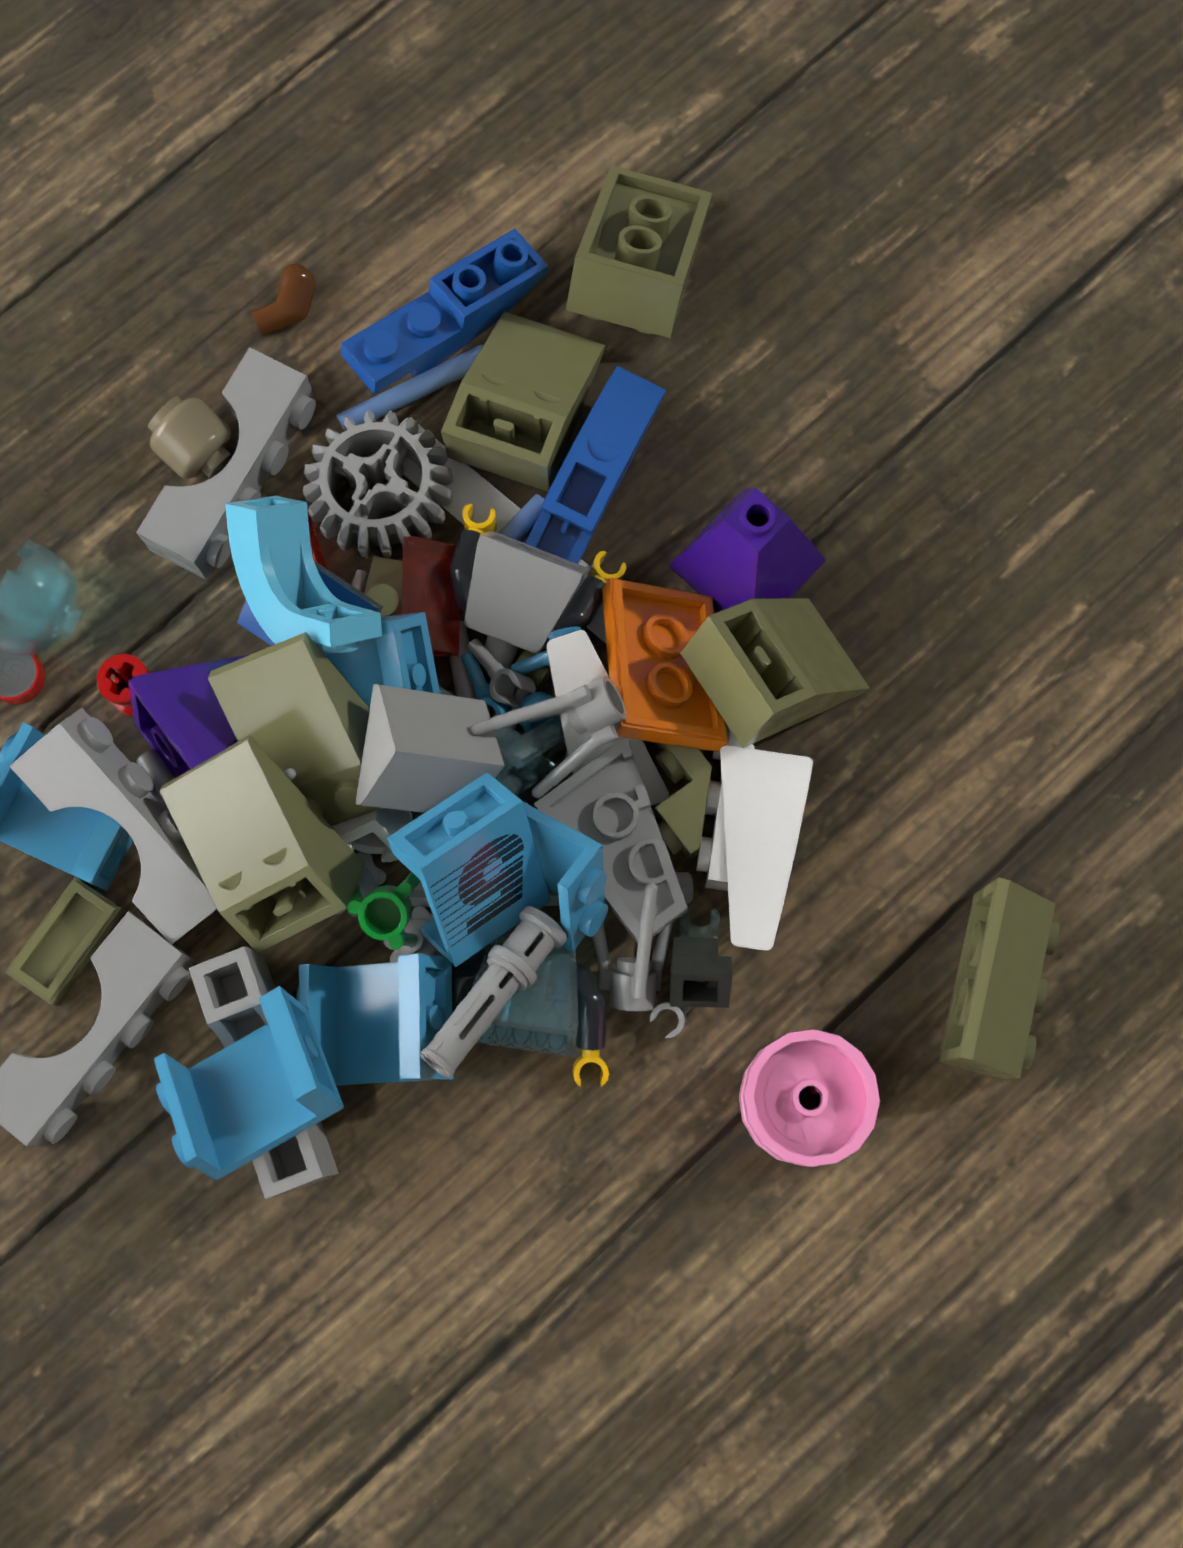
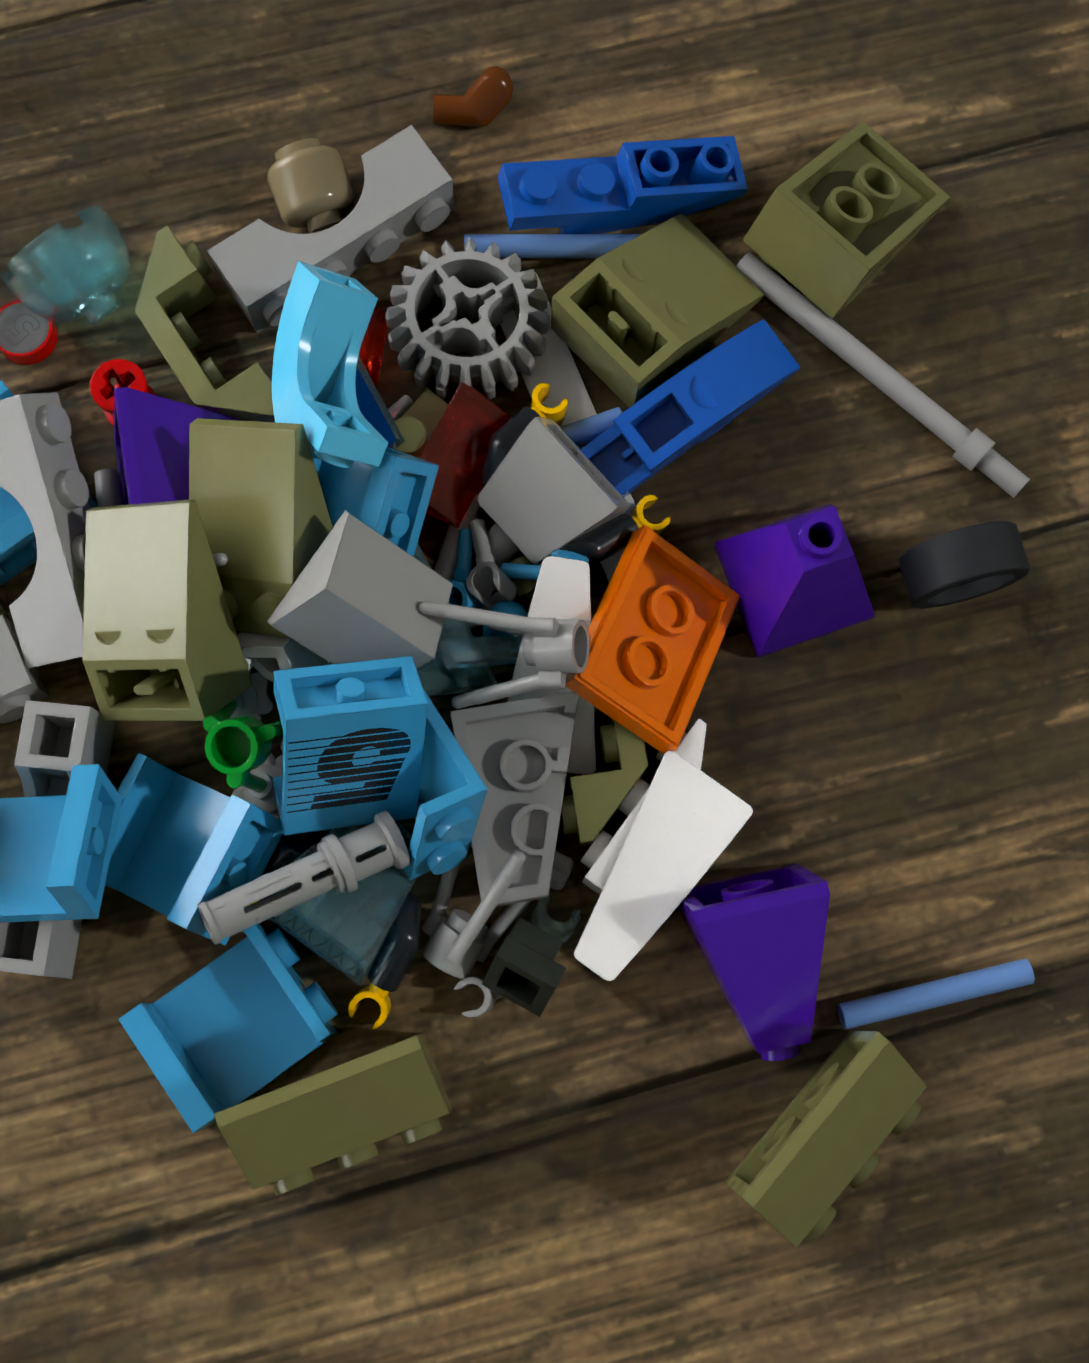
camera: 20 degrees right, 0 degrees up
(122, 583) = (168, 297): none -> olive slope
(489, 1142) = (231, 1027): none -> dark azure panel
(612, 1164) = (336, 1115): none -> olive slope
(771, 666) = (760, 694): olive slope -> none
(830, 1070) = (579, 1196): bright pink wheel -> none
(833, 388) = (971, 448): none -> light grey bar
(876, 483) = (964, 564): none -> black tyre
(877, 865) = (764, 950): none -> dark purple slope
(1024, 831) = (935, 993): none -> medium blue bar

